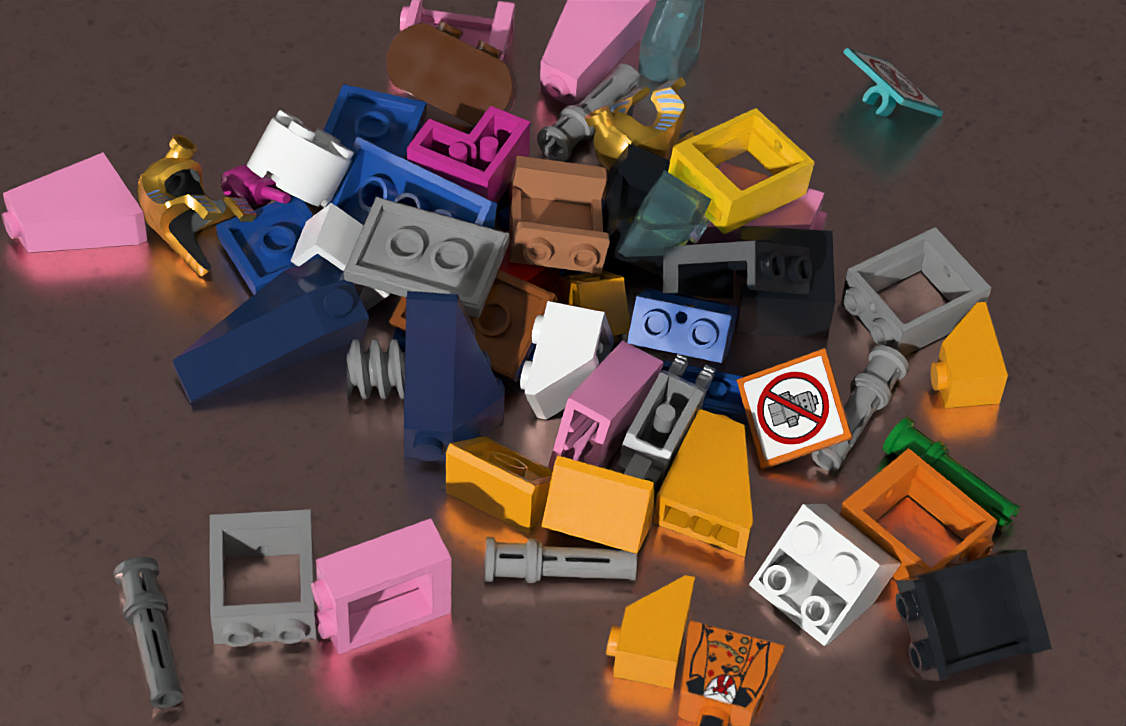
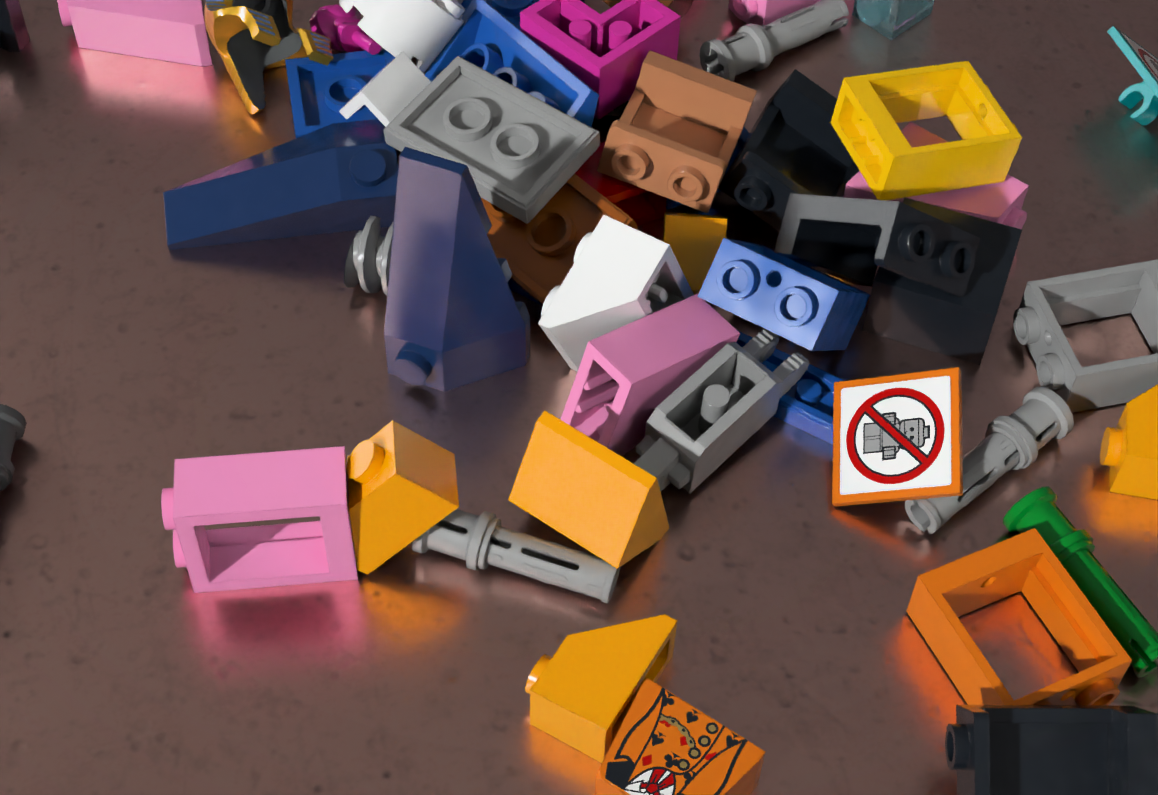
camera: 20 degrees right, 0 degrees up
(254, 536) = (138, 413): light grey window -> none
(477, 539) = (397, 492): none -> light orange slope
(498, 481) = (478, 422): light orange slope -> none
(618, 128) = (791, 51): pearl gold piece -> none
(665, 218) = (806, 158): clear light blue slope -> none
(709, 485) = (748, 505): light orange slope -> none
(824, 572) = (865, 664): white slope -> none

